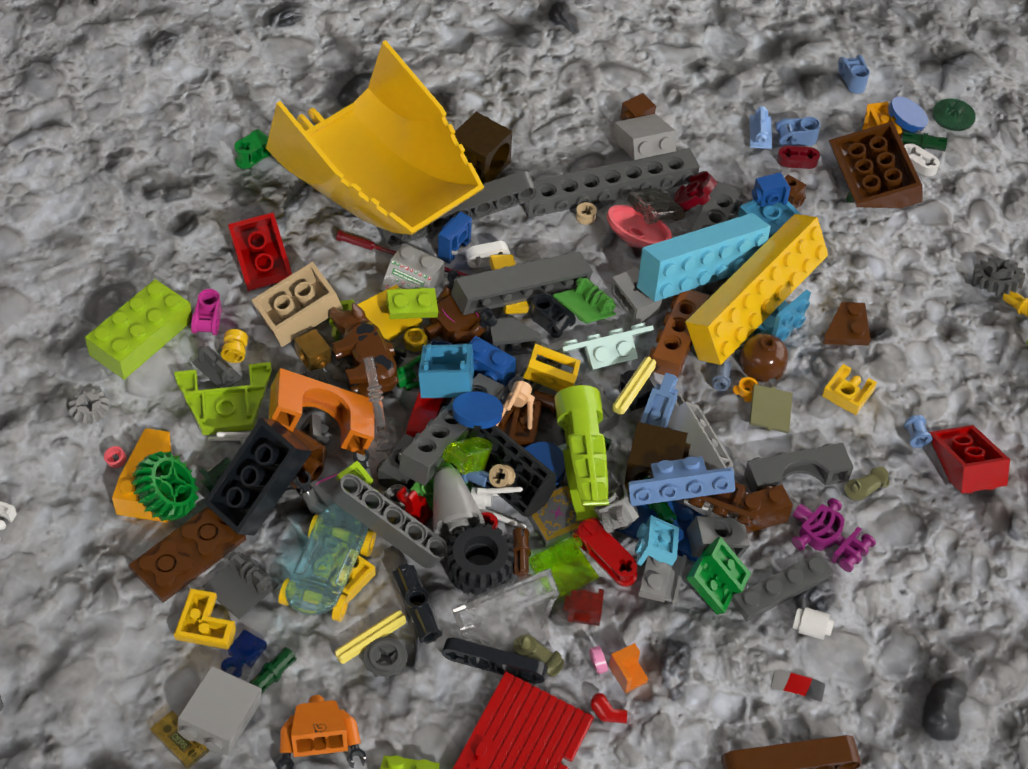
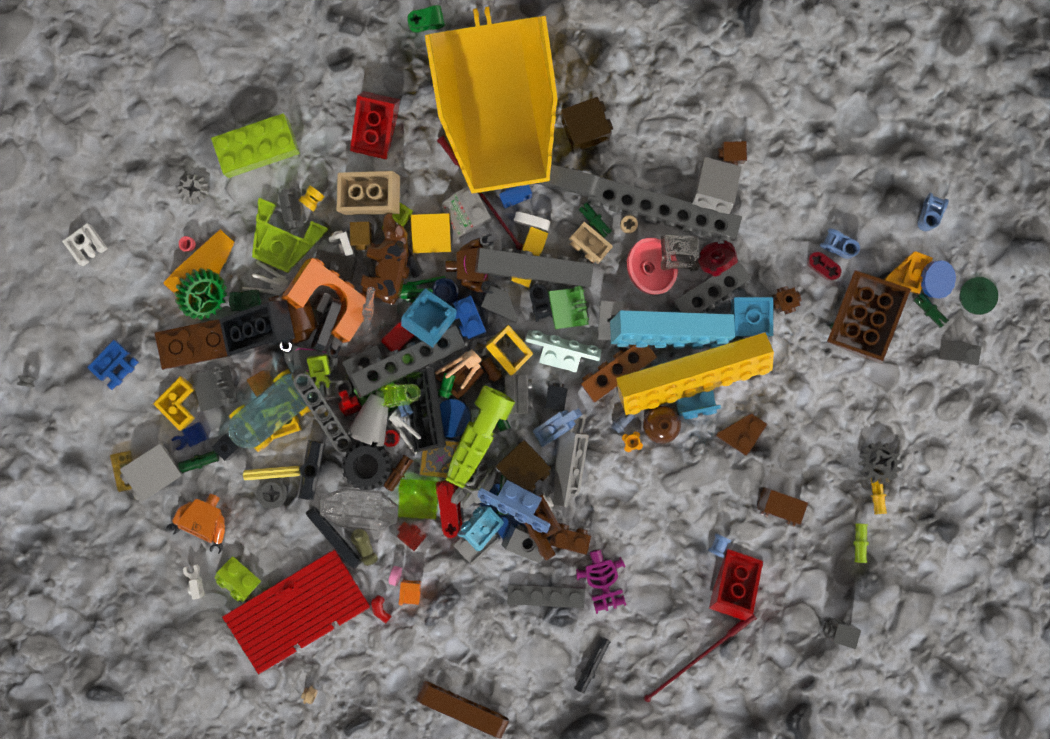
camera: 40 degrees right, 35 degrees up
(87, 623) = (108, 360): none -> blue plate
(207, 312) = (307, 160): dark pink piece -> none
(290, 545) = (260, 382): none -> clear orange panel
(298, 363) = (344, 246): none -> white bracket
(298, 632) = (226, 448): none -> black brick
(335, 438) = (326, 324): none -> black beam
(411, 303) = (444, 242): lime bracket -> none
(414, 339) = (435, 265): yellow tile -> none
(477, 410) = (426, 364): blue tile -> none
(495, 472) = (415, 419): tan bush -> none
(510, 428) = (446, 386): none -> green pin
(550, 225) = (595, 220): none -> dark green pin
(559, 242) = (590, 243): none -> tan bracket
(634, 386) = (549, 402): light yellow axle -> none
(718, 575) = (504, 570): green slope -> none
(760, 129) = (814, 224): light blue hinge -> none
(770, 408) = (635, 467): olive piece -> none
(771, 190) = (762, 302): blue brick -> none
(798, 685) = (506, 663): sticker -> none
(813, 623) = (543, 634): white brick -> none
(826, 463) = (640, 532): dark grey arch -> none
(847, 393) = (700, 495): yellow brick -> none
(862, 487) = (655, 560): olive piece -> none
(895, 633) = (582, 685): none -> black pin
(921, 160) = (909, 325): white beam -> none
(944, 354) = (782, 506): none -> reddish brown container
(980, 159) = (960, 352): none -> dark grey slope
(1004, 508) = (731, 632): none -> dark red piece

